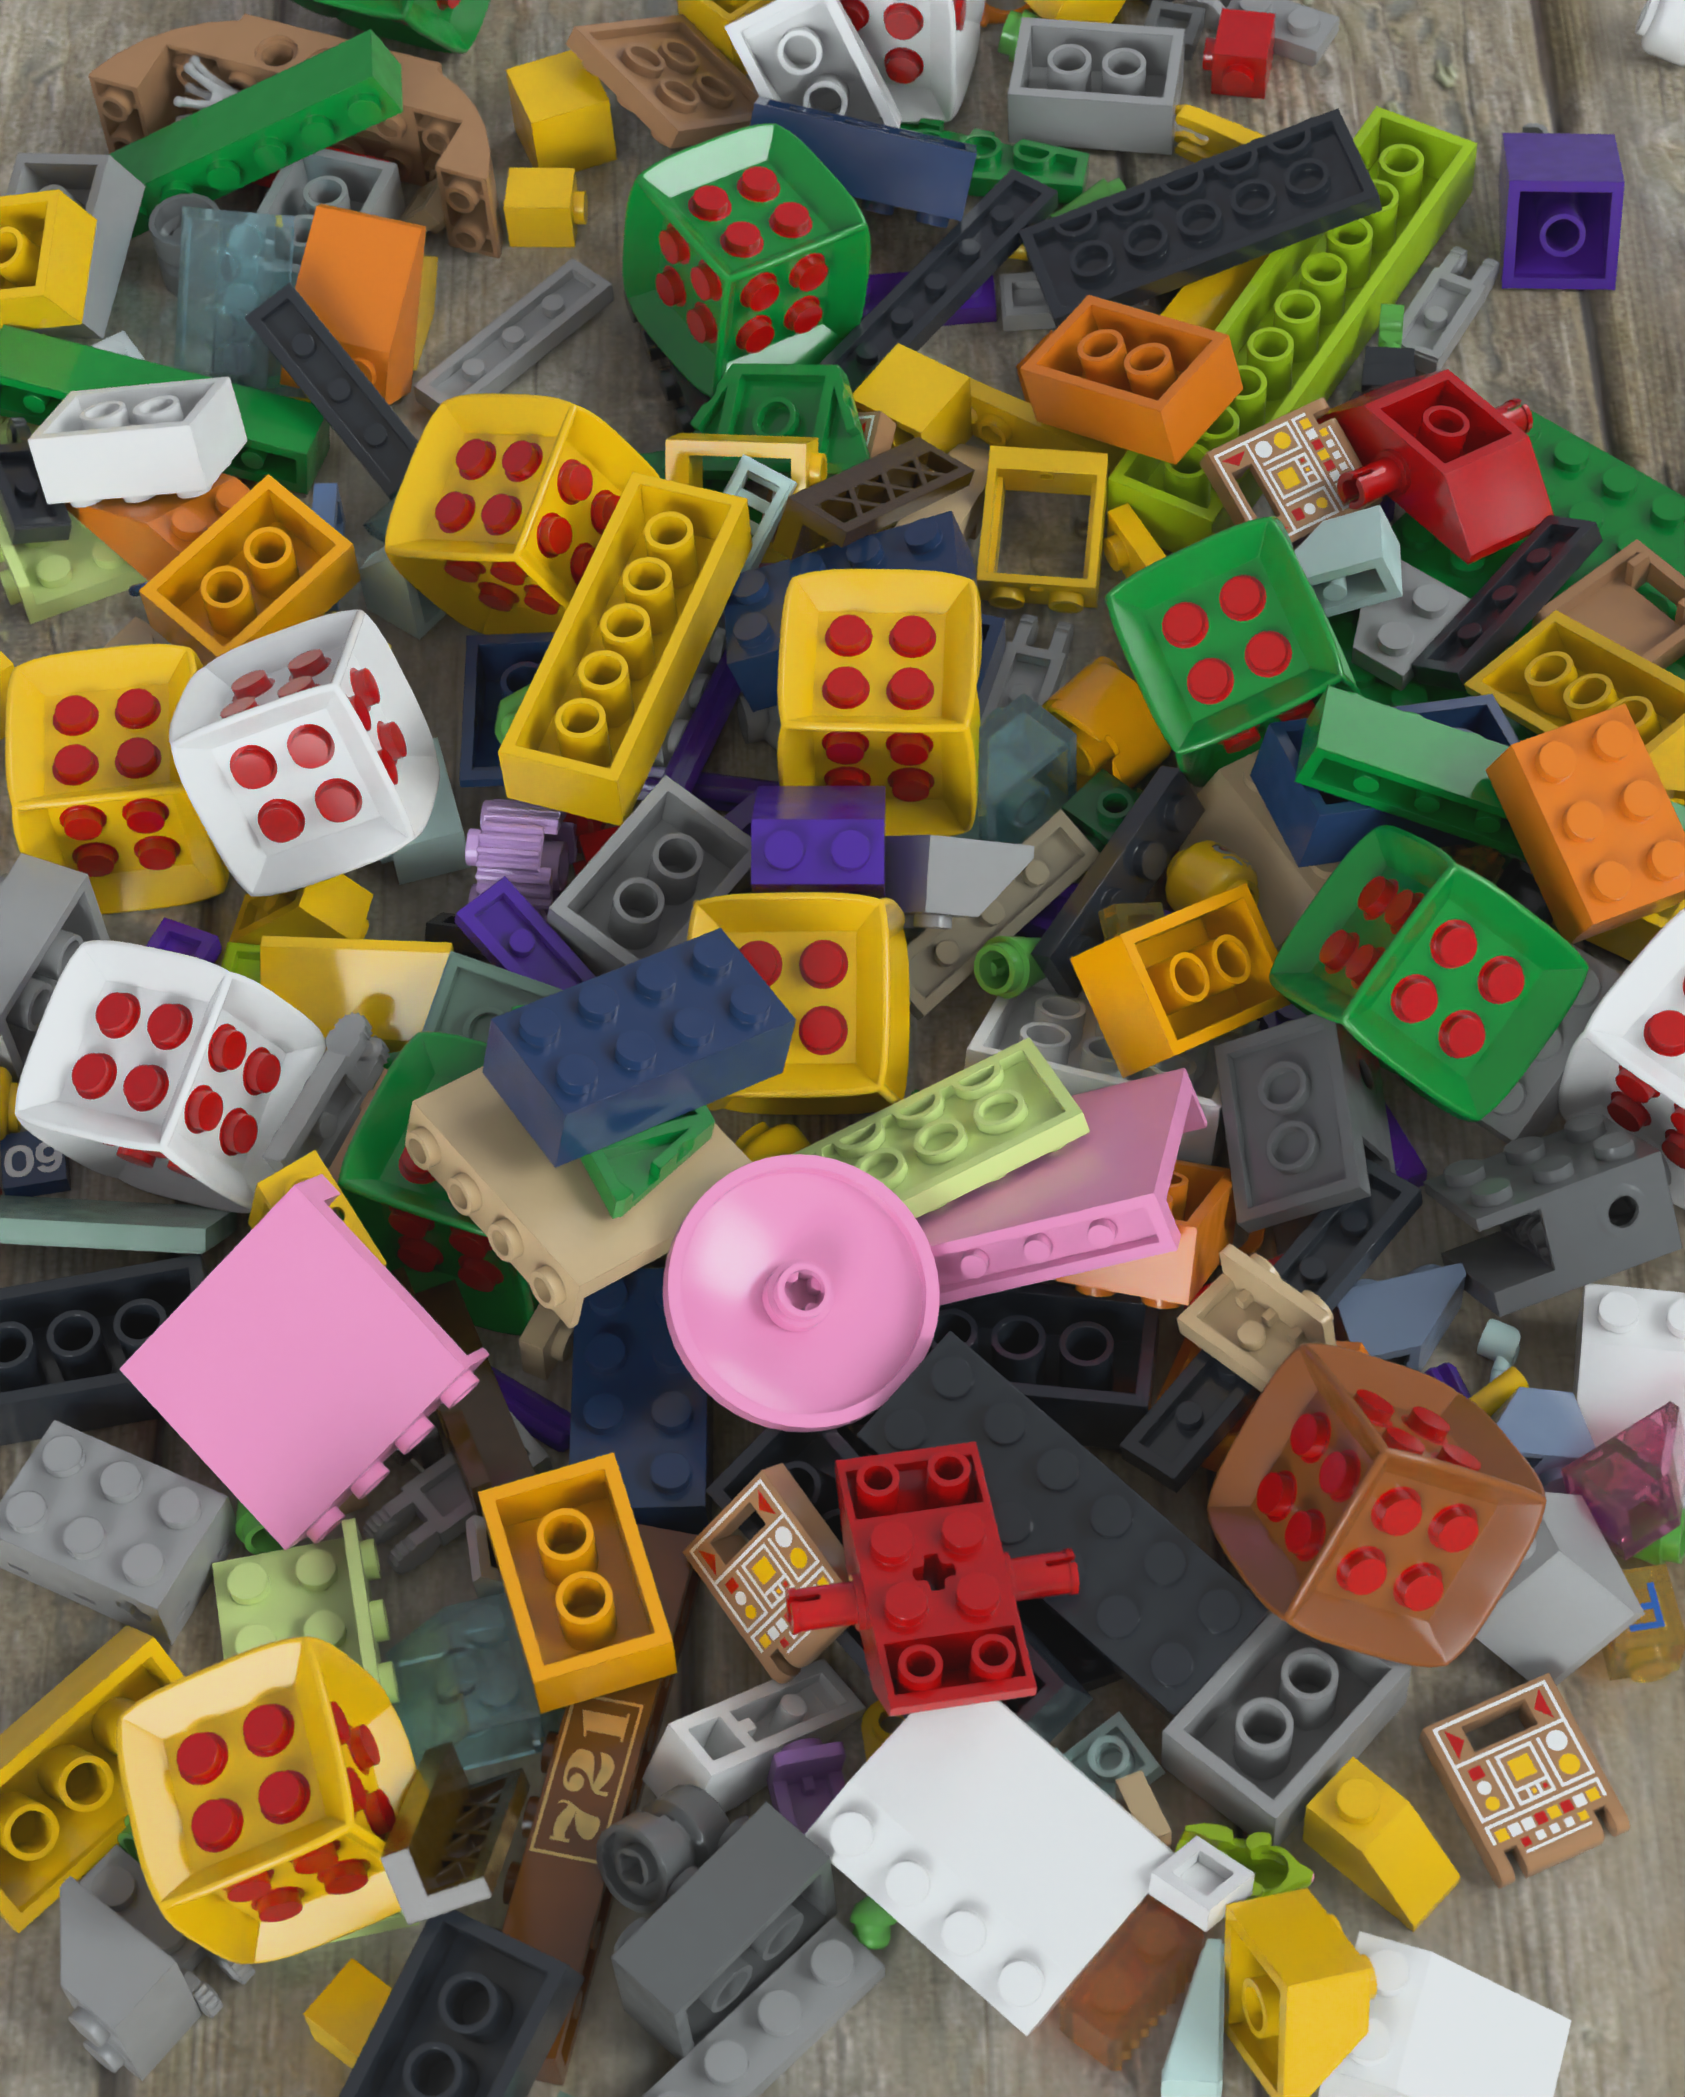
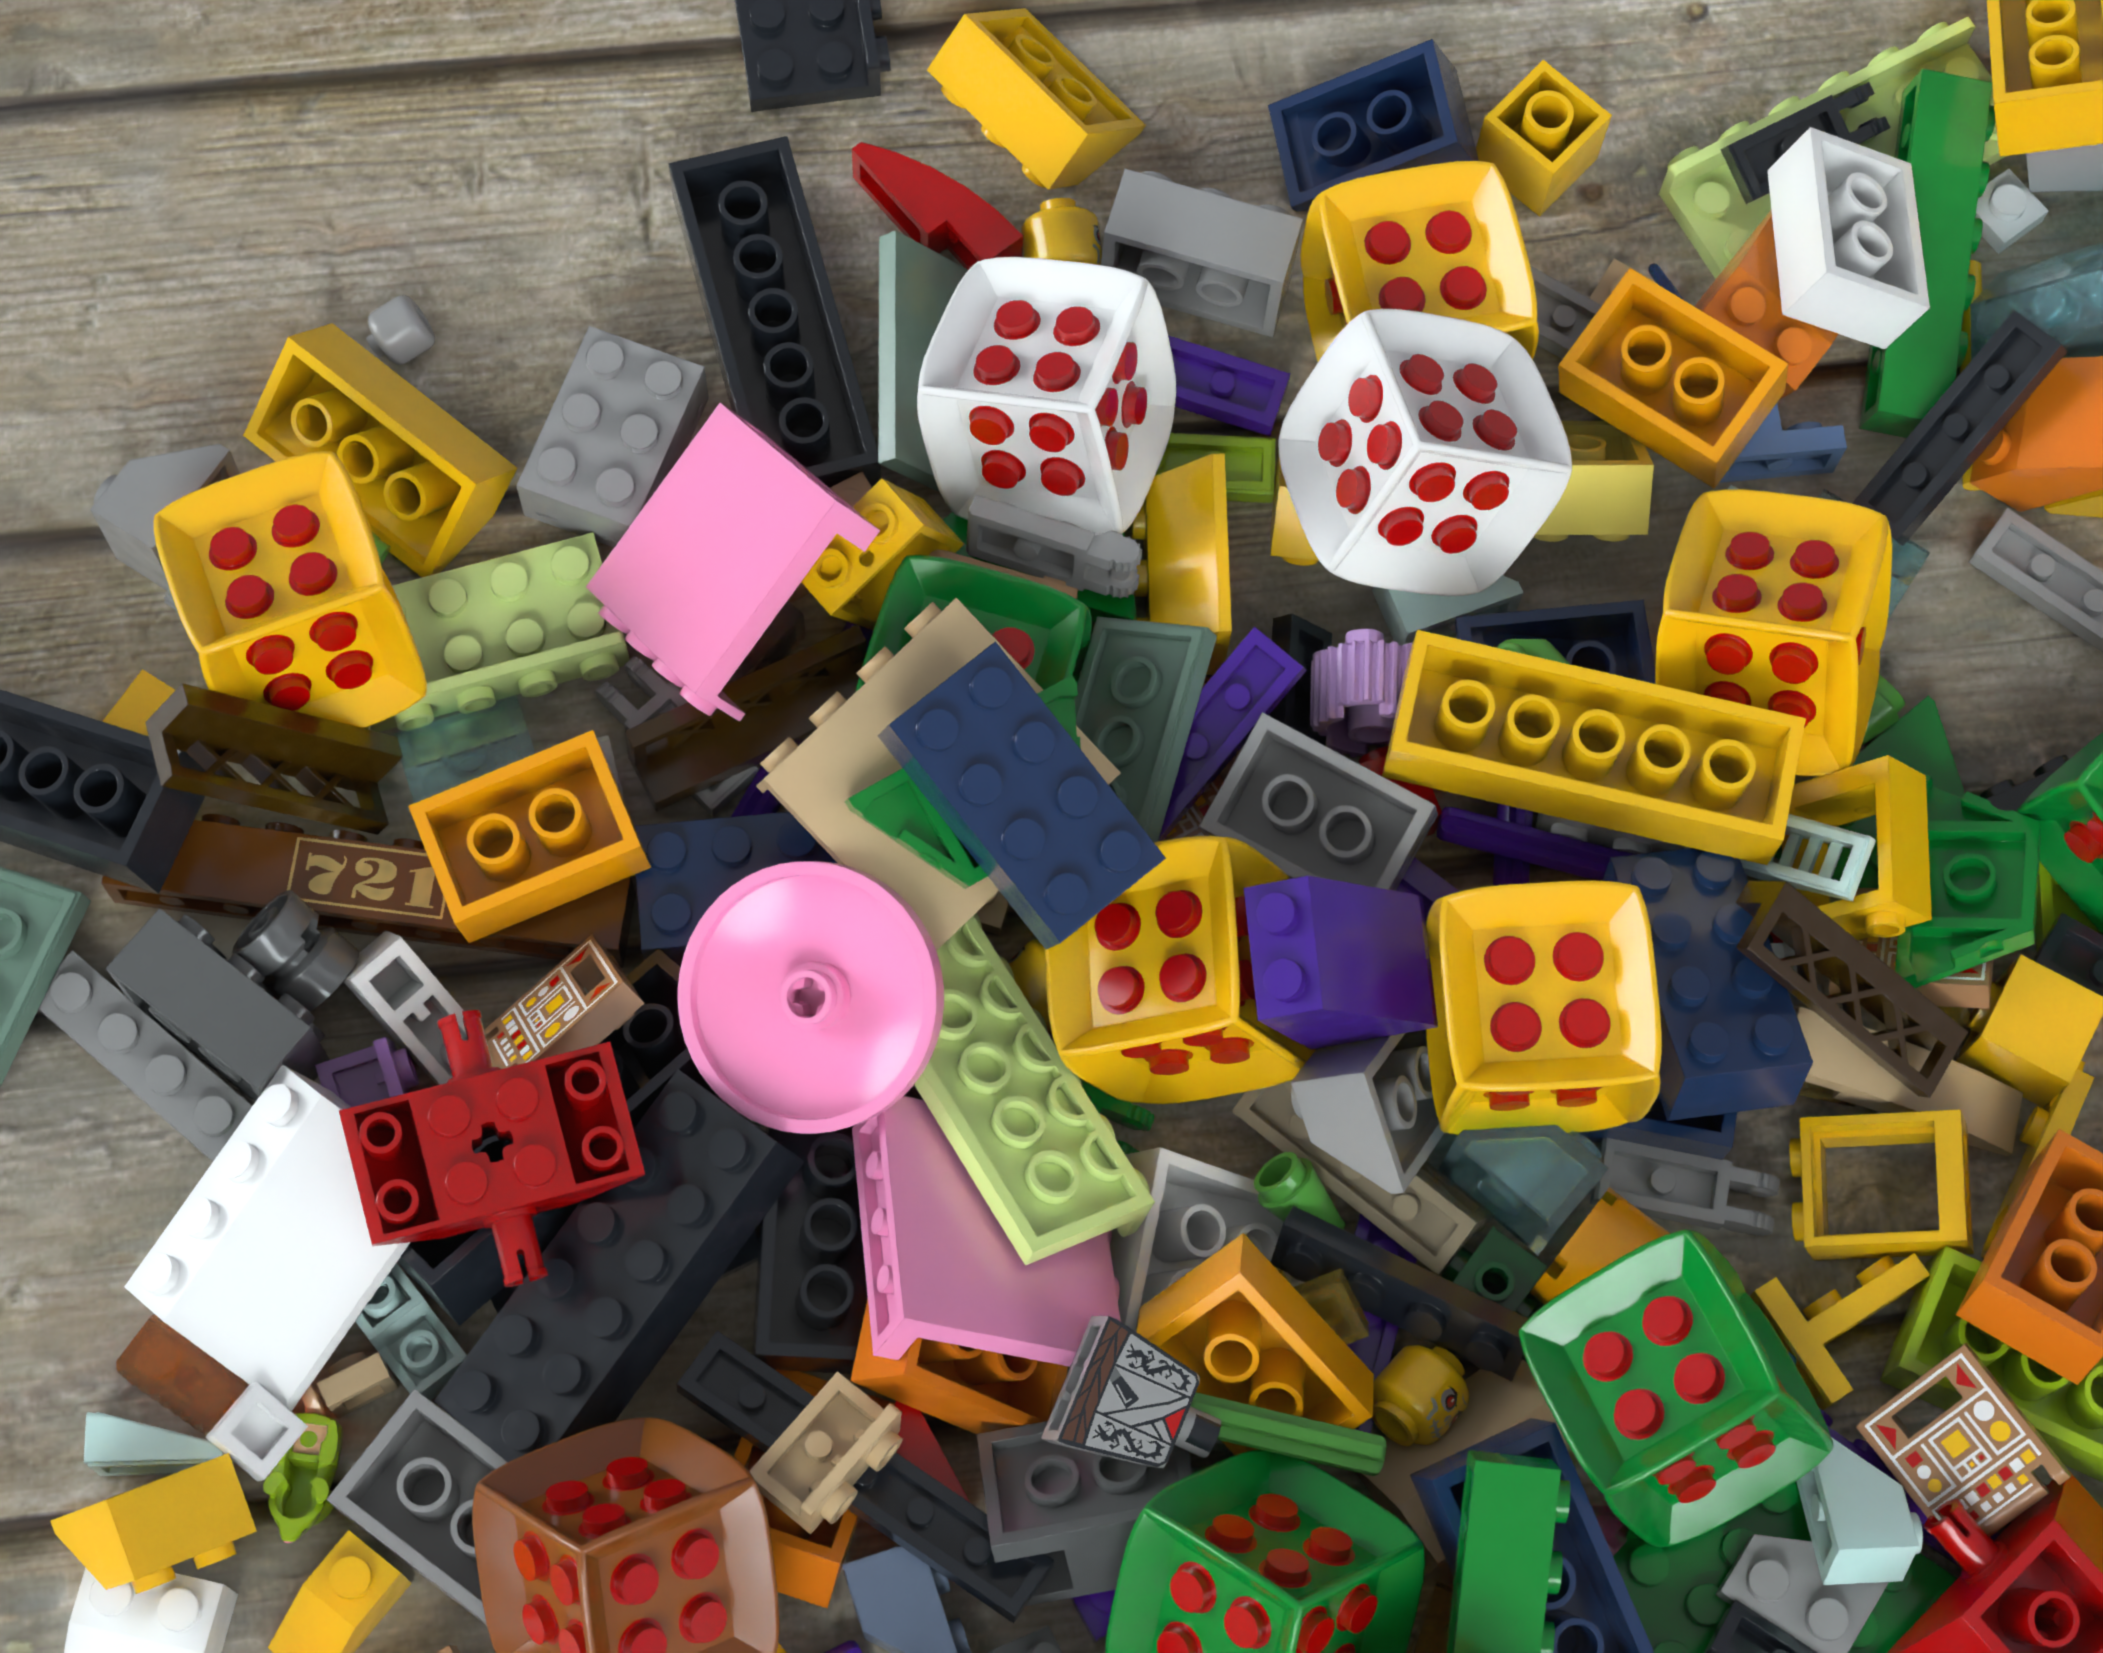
camera: 75 degrees right, 15 degrees up
(1226, 1050) = (1129, 1400): none -> torso
(1258, 954) = (1295, 1435): none -> bright green axle

